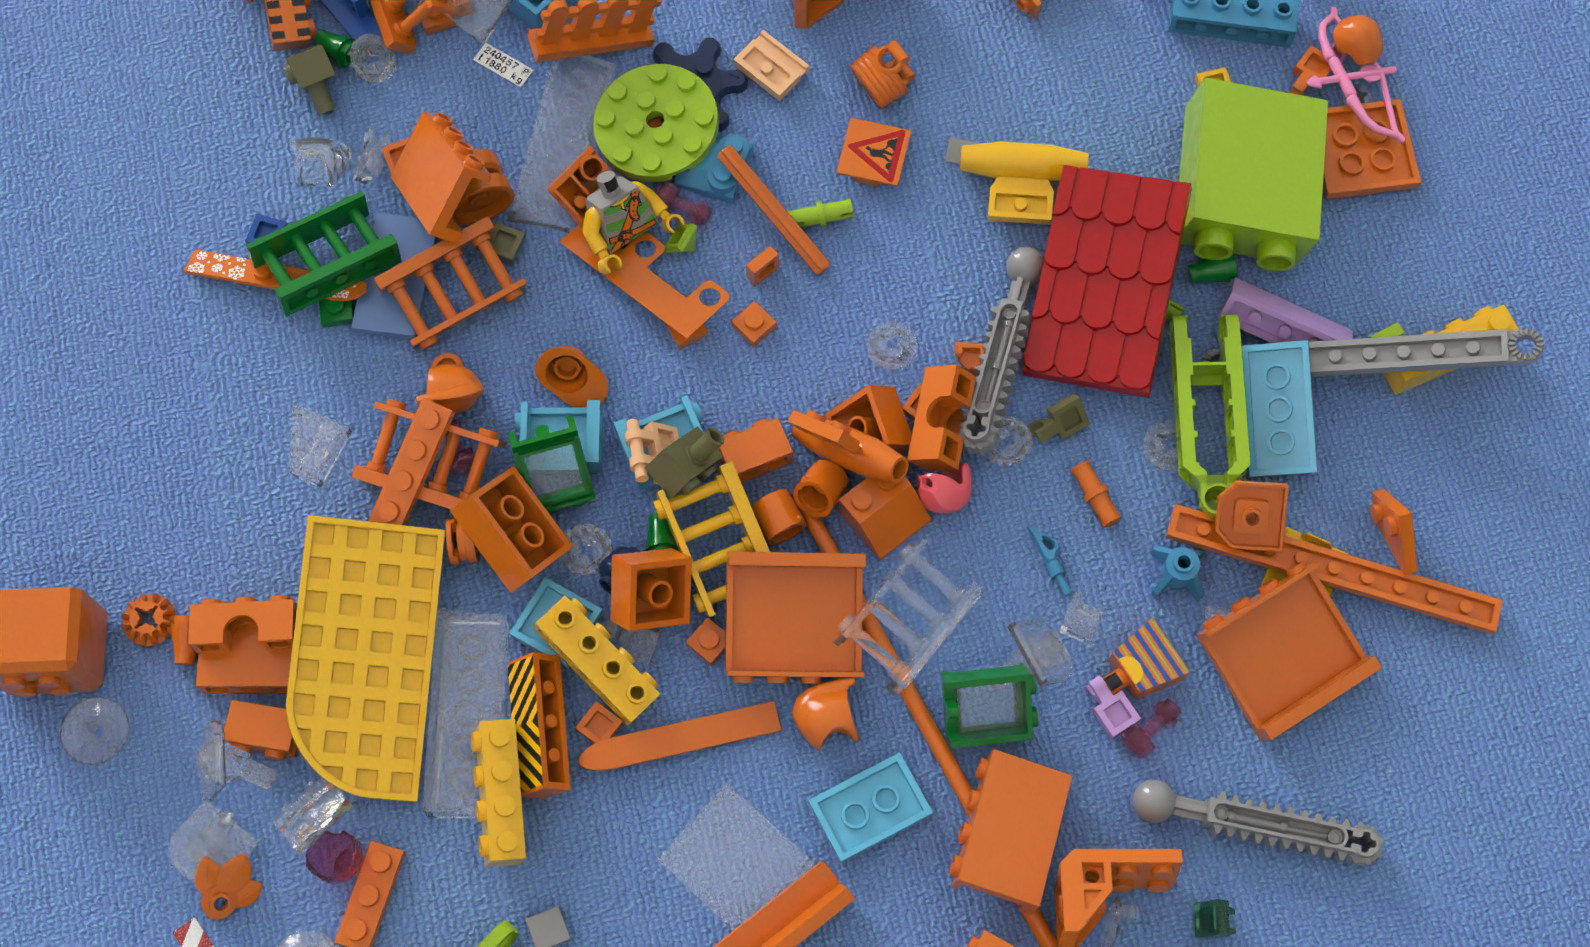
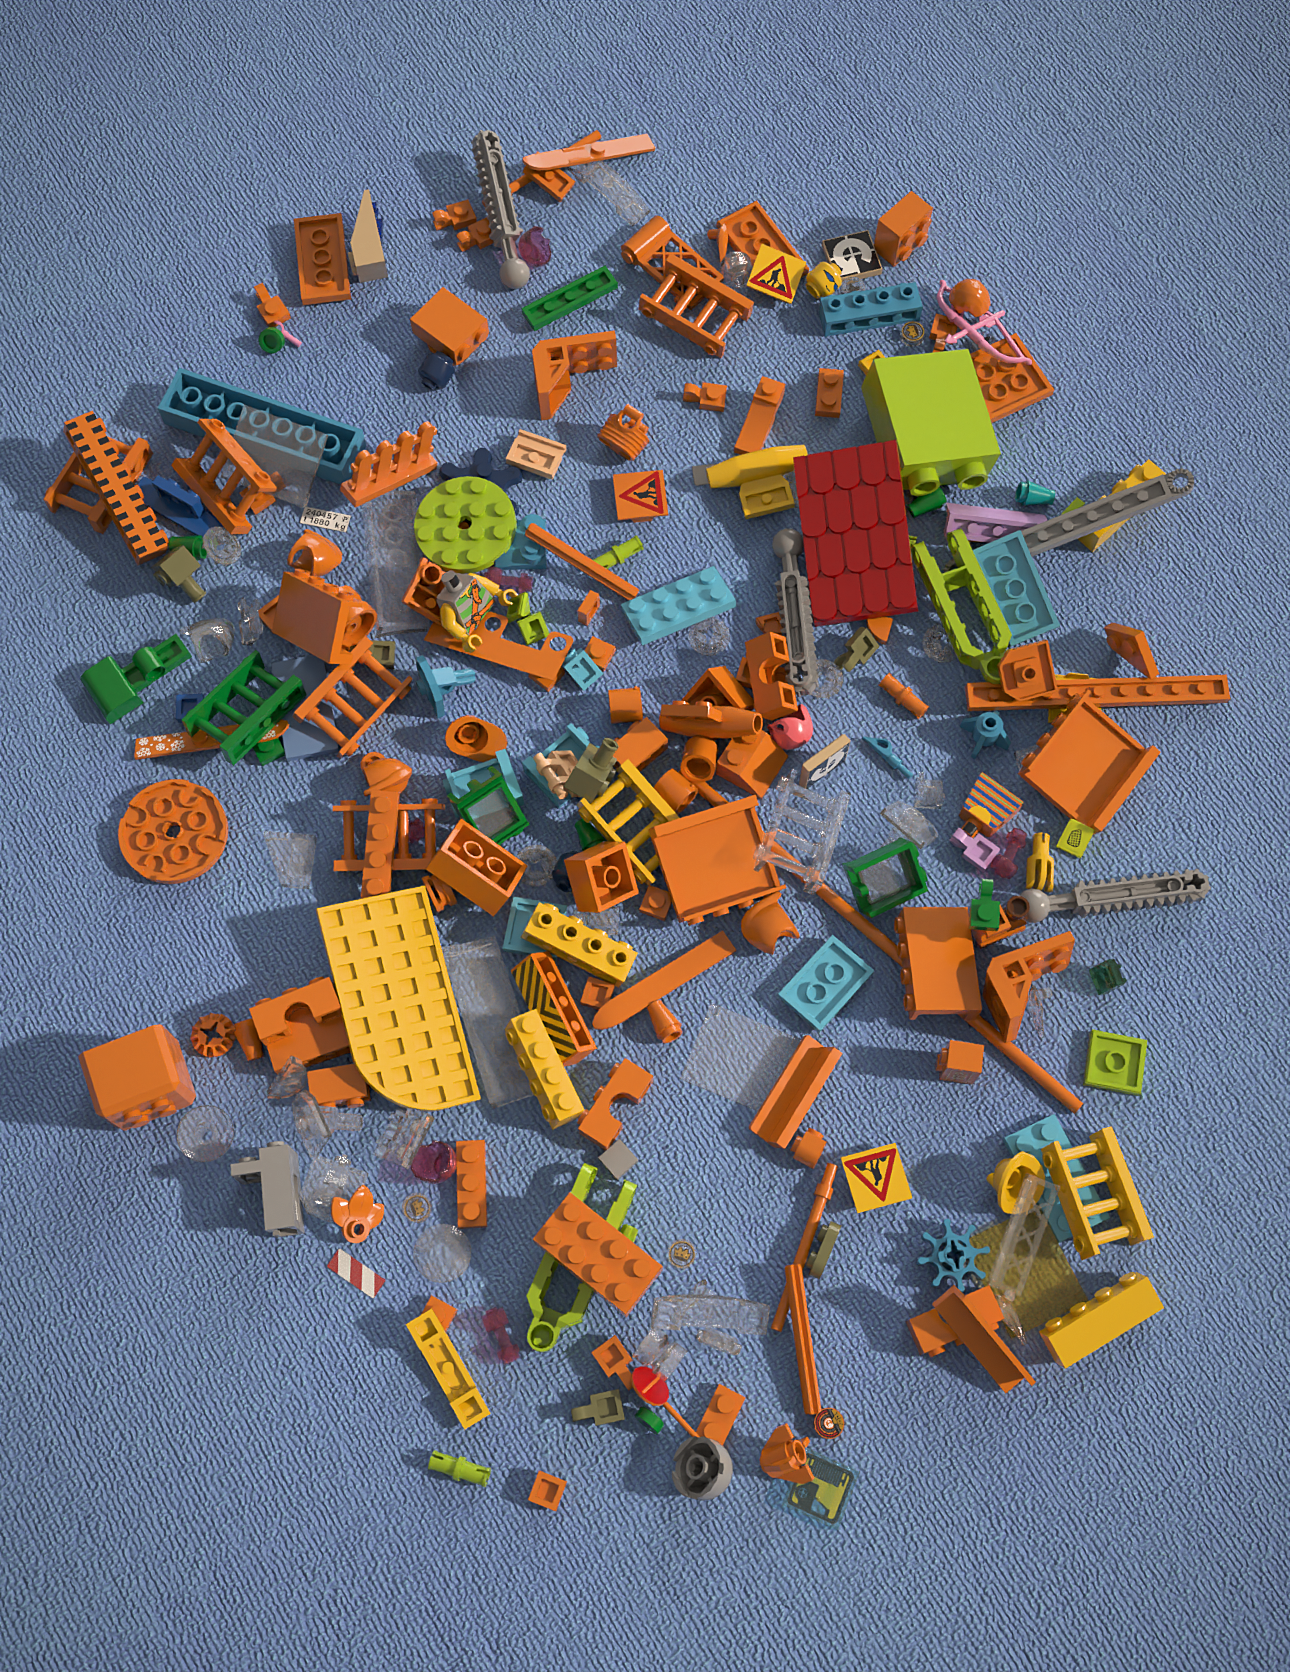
camera: 20 degrees left, 0 degrees up
(152, 816) = (280, 1187): none -> light grey brick
(194, 183) = (117, 689): none -> green plate
(210, 702) = (289, 1080): none -> clear plate
(214, 395) = (195, 848): none -> orange plate
(298, 902) = (416, 1208): none -> clear tile
(478, 105) = (318, 554): none -> orange piece
(541, 876) = (626, 1082): none -> orange arch
(557, 297) = (440, 682): none -> dark azure piece
(662, 786) = (664, 1022): none -> orange cone
(689, 268) = (533, 628): none -> lime slope
(726, 334) = (581, 668): none -> medium azure bracket
(760, 395) = (625, 705): none -> orange piece
(868, 297) = (678, 605): none -> medium azure plate
(967, 541) = (824, 761): none -> tile
(1001, 61) = (711, 395): none -> orange plate
(1051, 103) = (760, 416): none -> orange slope
(1081, 789) = (983, 911): none -> green plate
(1096, 809) = (1010, 922): none -> hips
(1099, 403) = (880, 628): none -> orange tile
(1146, 100) = (829, 393): none -> orange plate
(1184, 751) = (1040, 865): none -> yellow arm
(1238, 736) = (1075, 838): none -> neon yellow slope
(1274, 60) = (912, 333): none -> tile
(1347, 301) = (1033, 494): none -> teal cone

